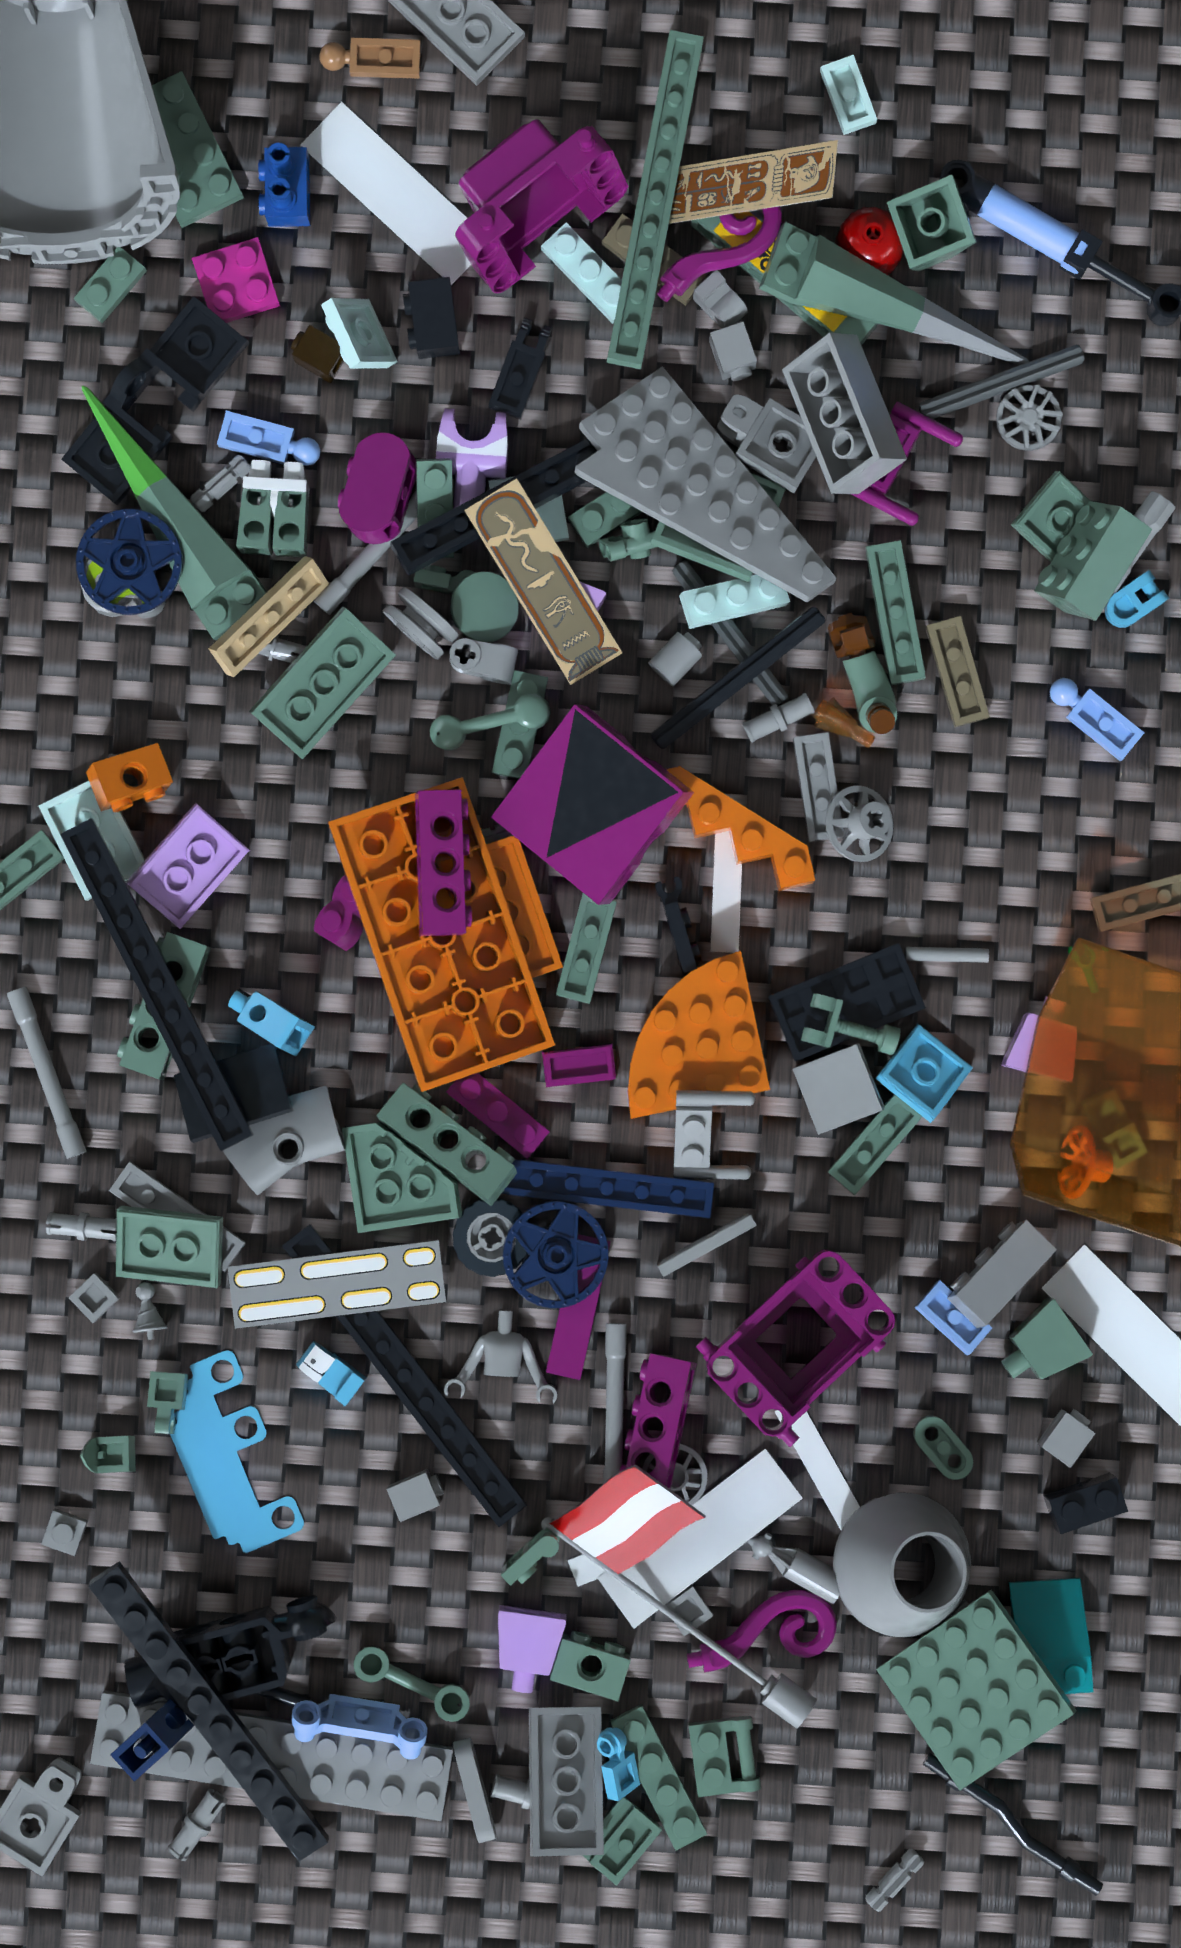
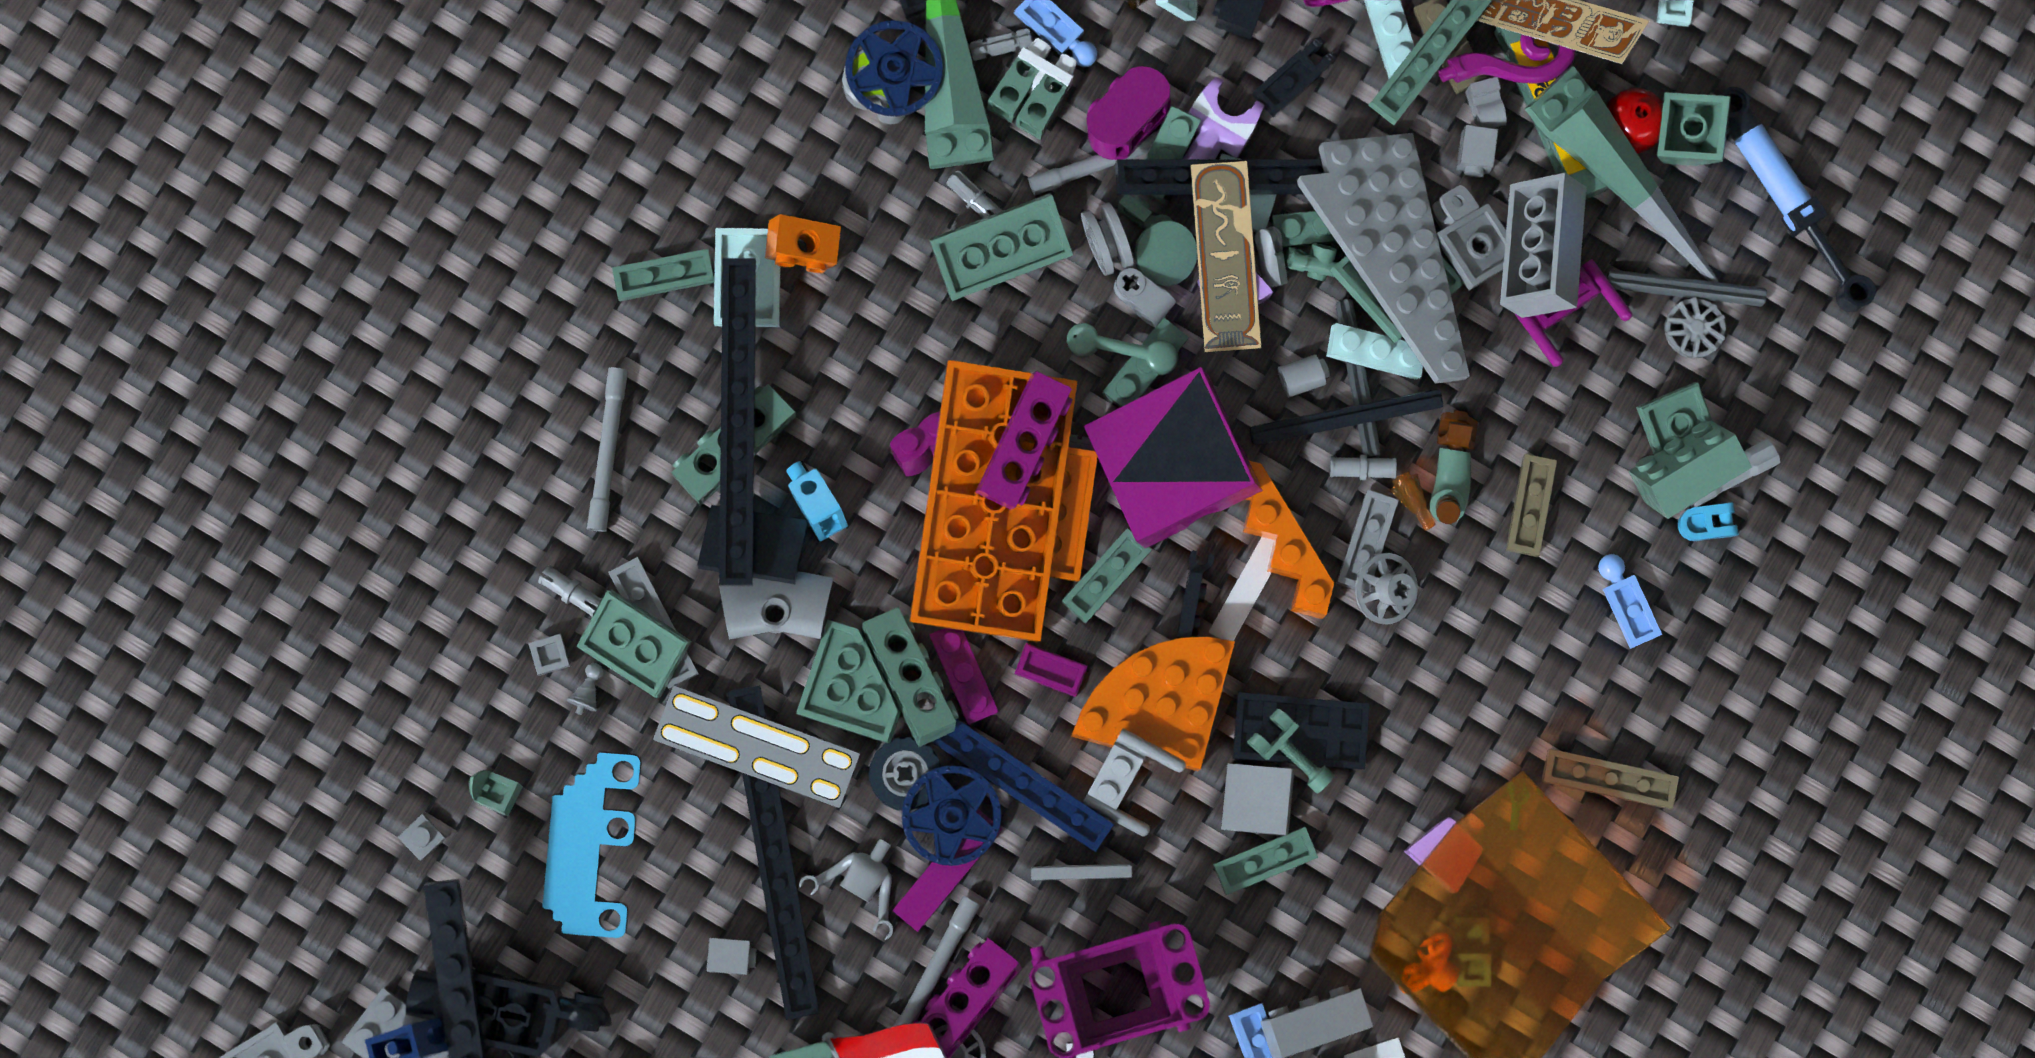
camera: 15 degrees right, 5 degrees down
(167, 1393) = (567, 766): sand green plate -> none
(187, 866) = (812, 339): lavender tile -> none
(269, 616) = (985, 170): tan plate -> none
(331, 1372) = (713, 818): medium azure leg -> none
(587, 558) = (1271, 257): none -> light grey bar
(895, 612) = (1503, 431): sand green plate -> none
(924, 1073) = (1336, 823): medium azure tile -> none
(947, 954) = (1404, 735): light grey piece -> none

